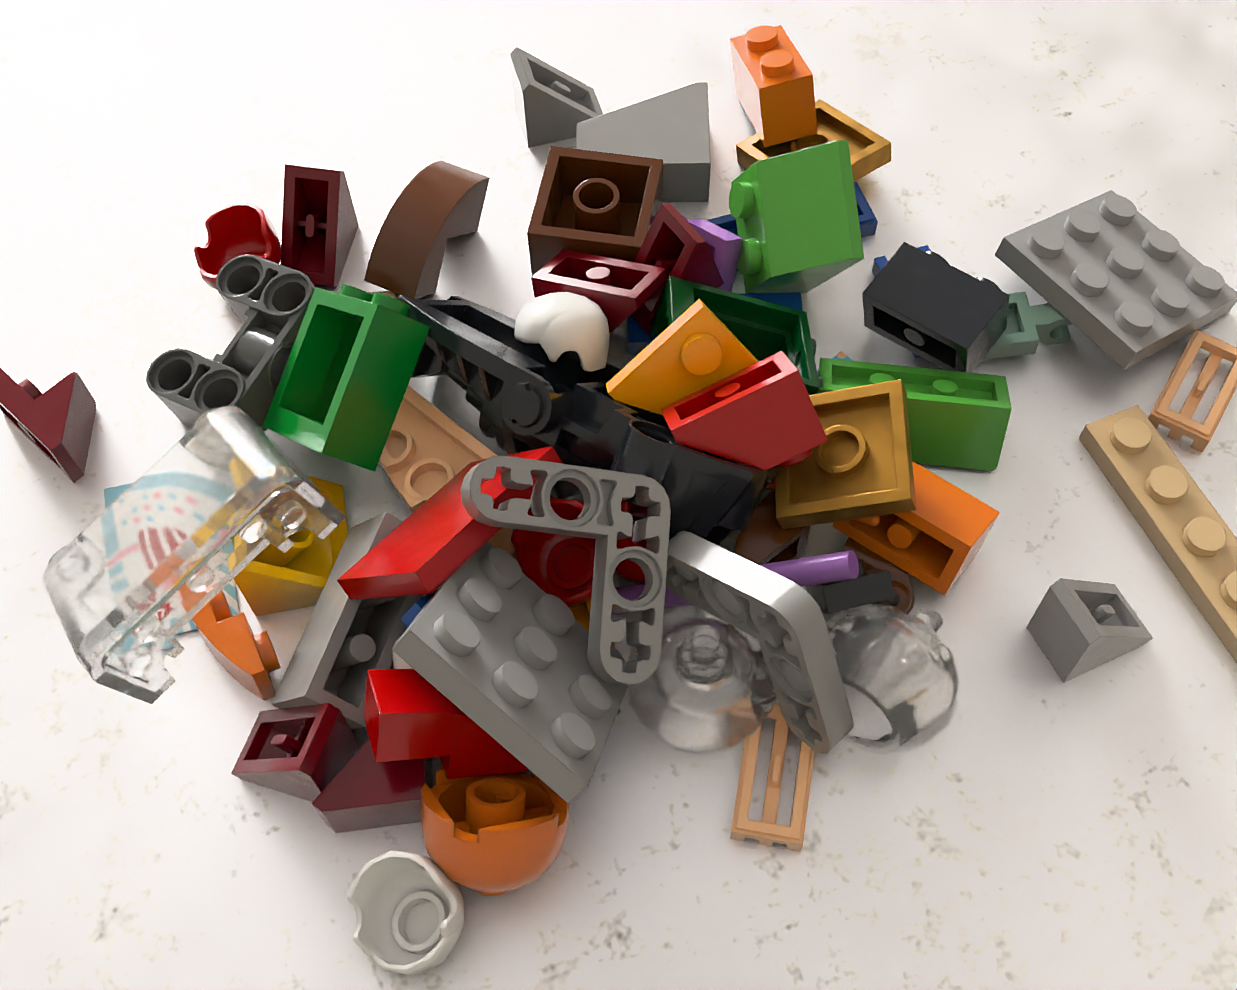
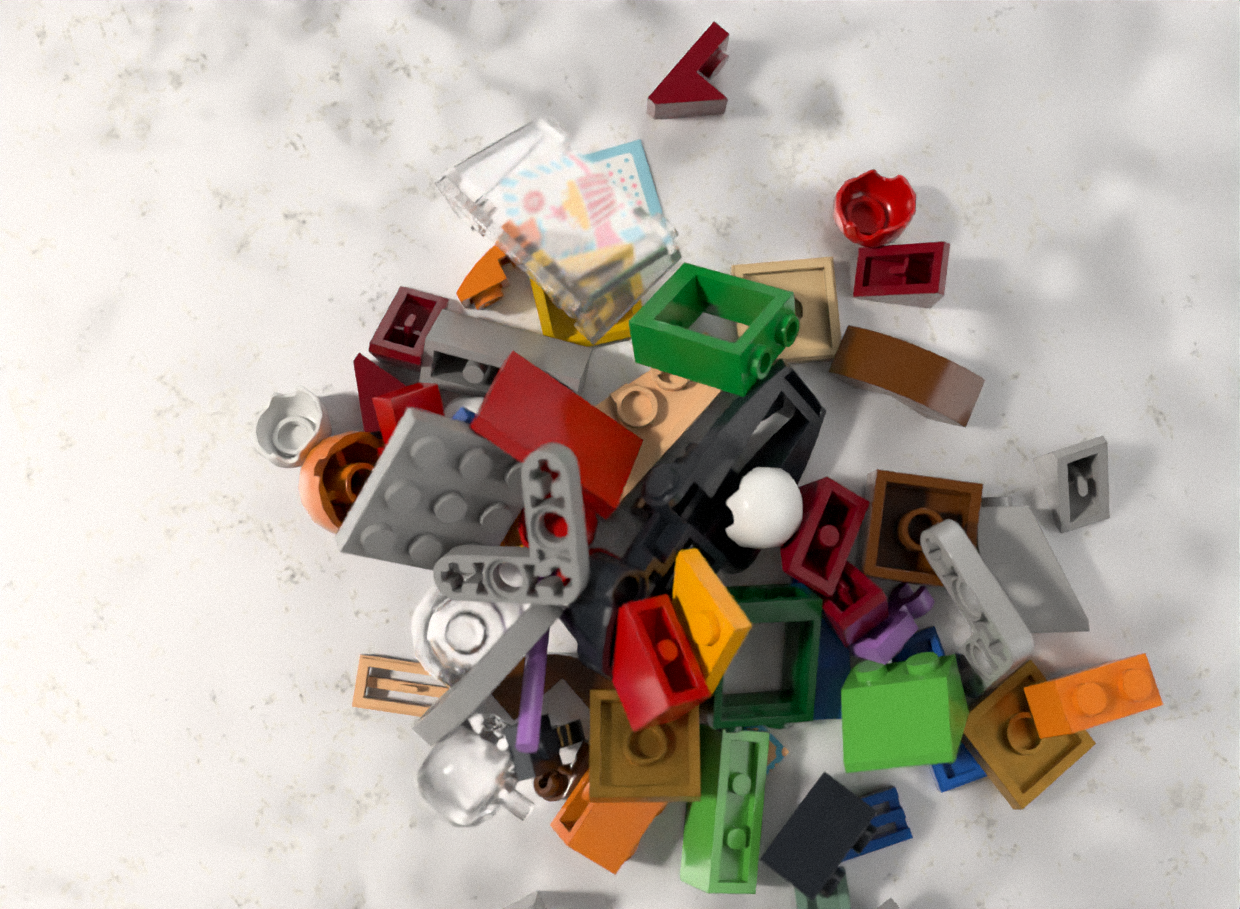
camera: 85 degrees right, 25 degrees up
(246, 375) = (749, 250): dark grey beam -> none
(710, 130) = (1000, 635): none -> light grey beam

